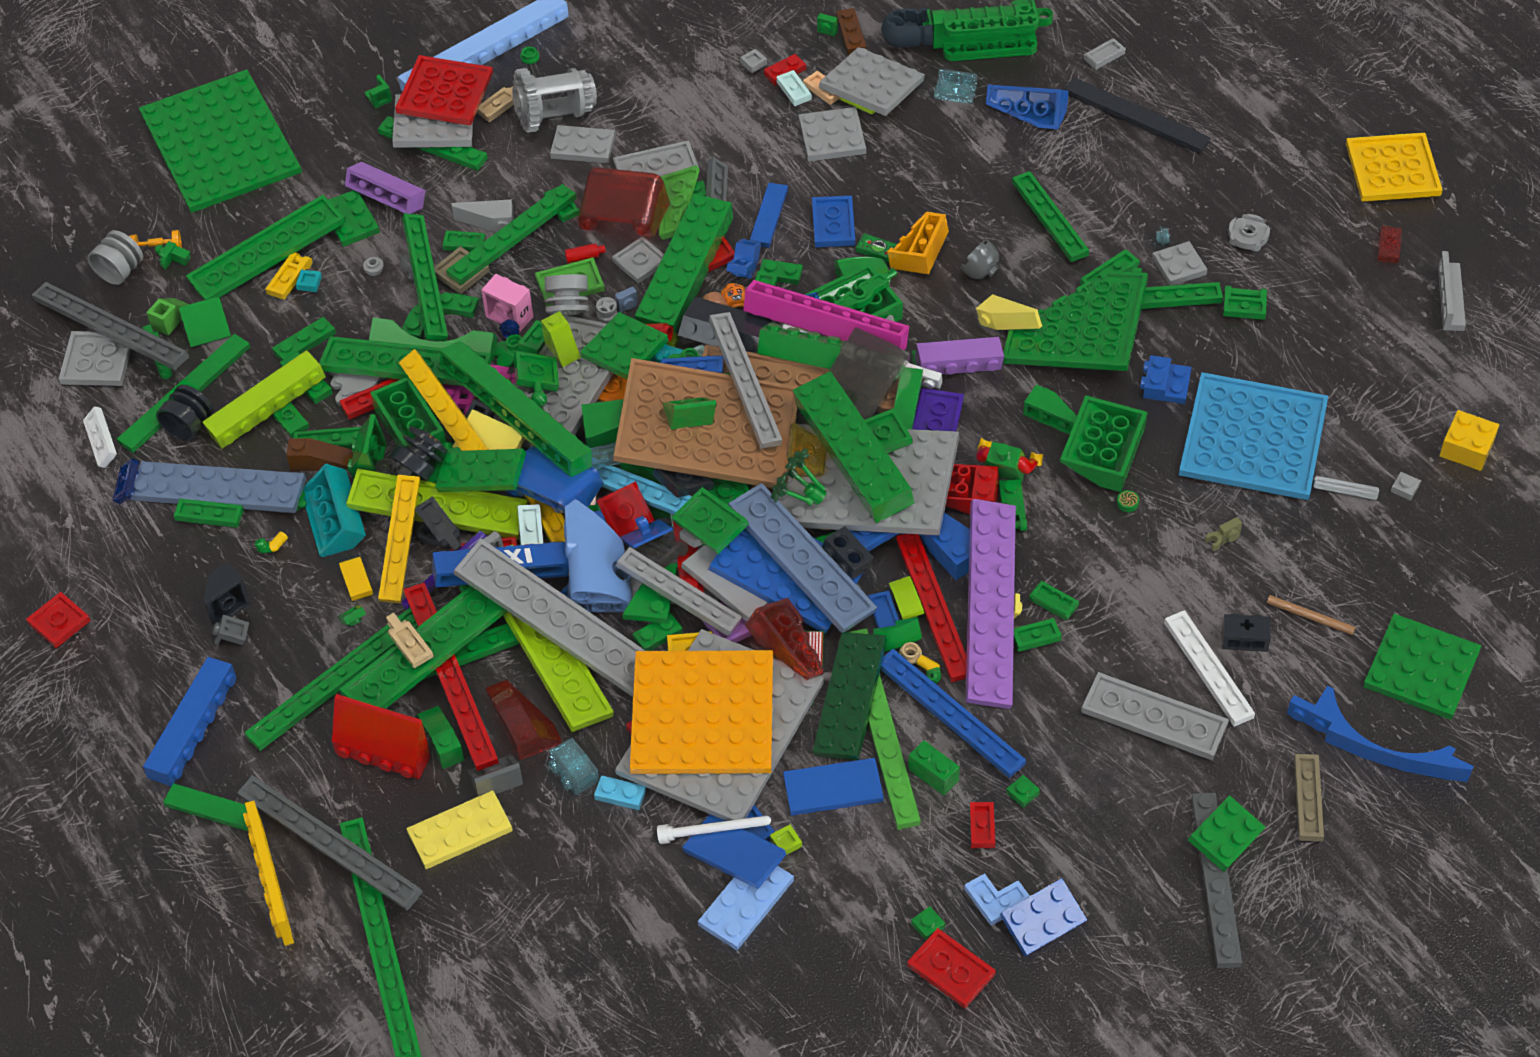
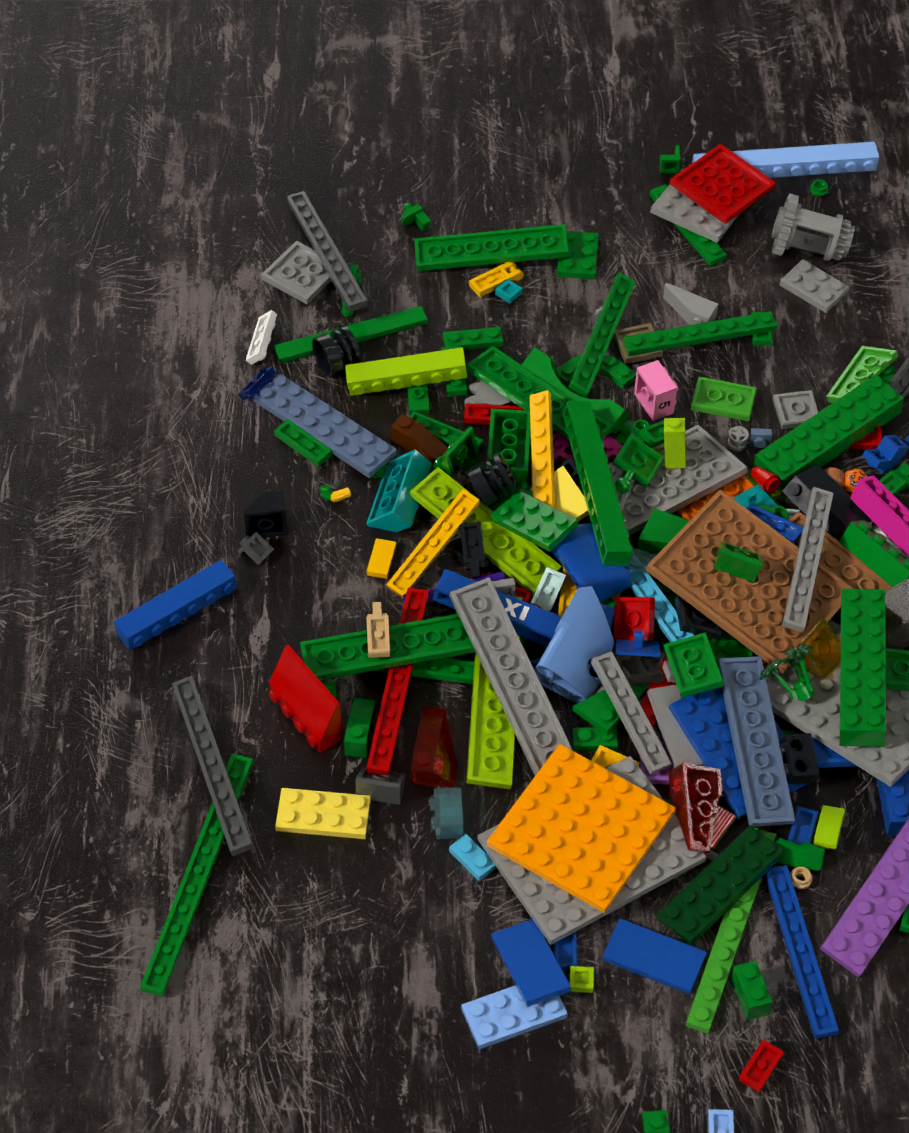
camera: 30 degrees right, 0 degrees up
(58, 619) = (133, 468): red plate -> none
(115, 257) = (368, 196): light grey wheel -> none
(165, 314) = (378, 263): bright green slope -> none
(176, 238) = (392, 194): light orange wheel -> none
(204, 321) = (403, 284): green piece -> none
(206, 806) = (146, 684): green tile -> none
(219, 140) = (516, 141): green plate -> none
(267, 874) = (149, 763): yellow plate -> none
(322, 687) = (293, 634): green plate -> none
(352, 615) = (356, 588): green plate -> none
(373, 266) = (569, 304): light grey plate -> none
(385, 188) = (621, 243): medium lavender brick -> none
(466, 240) = (658, 319): green plate -> none
(496, 104) = (760, 217): tan hinge -> none
(509, 327) = (645, 412): clear blue plate -> none
(566, 294) = (708, 407): light grey wheel -> none
(583, 252) = (751, 379): red cylinder -> none
(621, 341) = (727, 471): green plate -> none
(624, 198) = (814, 350): clear red windscreen -> none
(658, 160) = (859, 331): light grey tile -> none
(668, 833) = (486, 915): white piece -> none
(932, 668) = (811, 901): arm -> none
(934, 606) = (849, 847): red plate -> none
(1023, 791) = (819, 1057): green plate -> none

